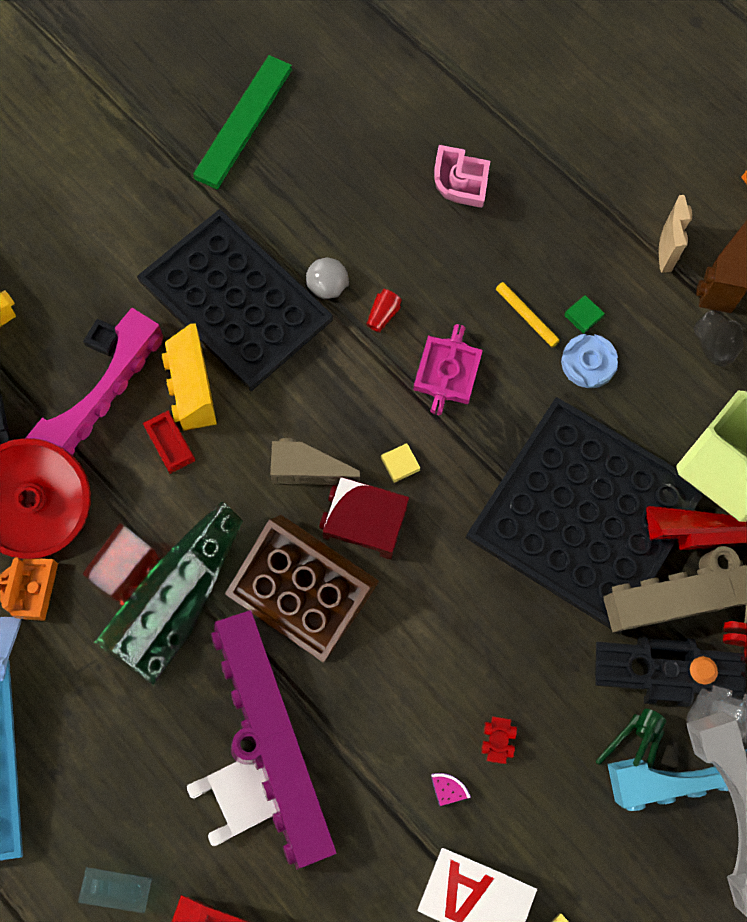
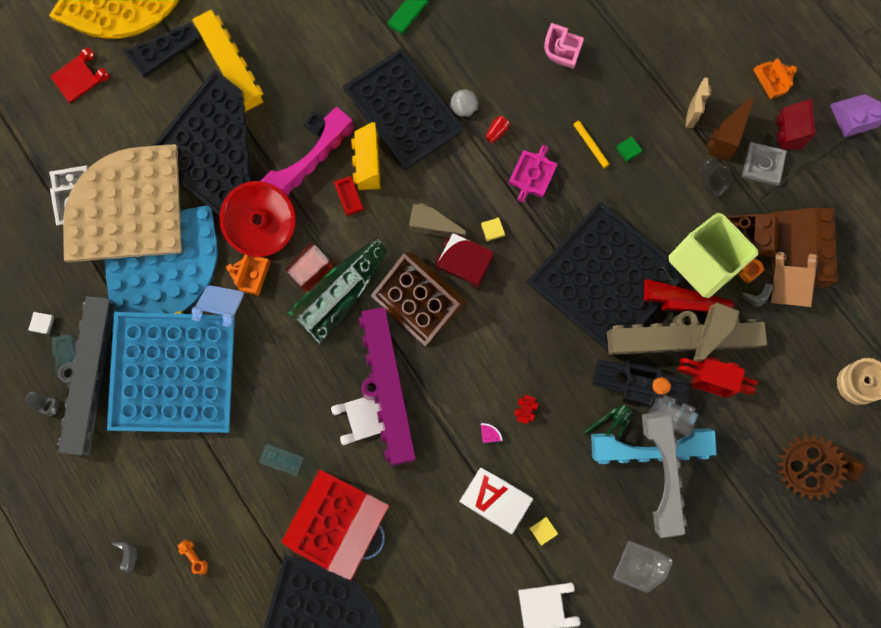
camera: 15 degrees right, 5 degrees up
(589, 361) = (627, 180): light blue tile -> none

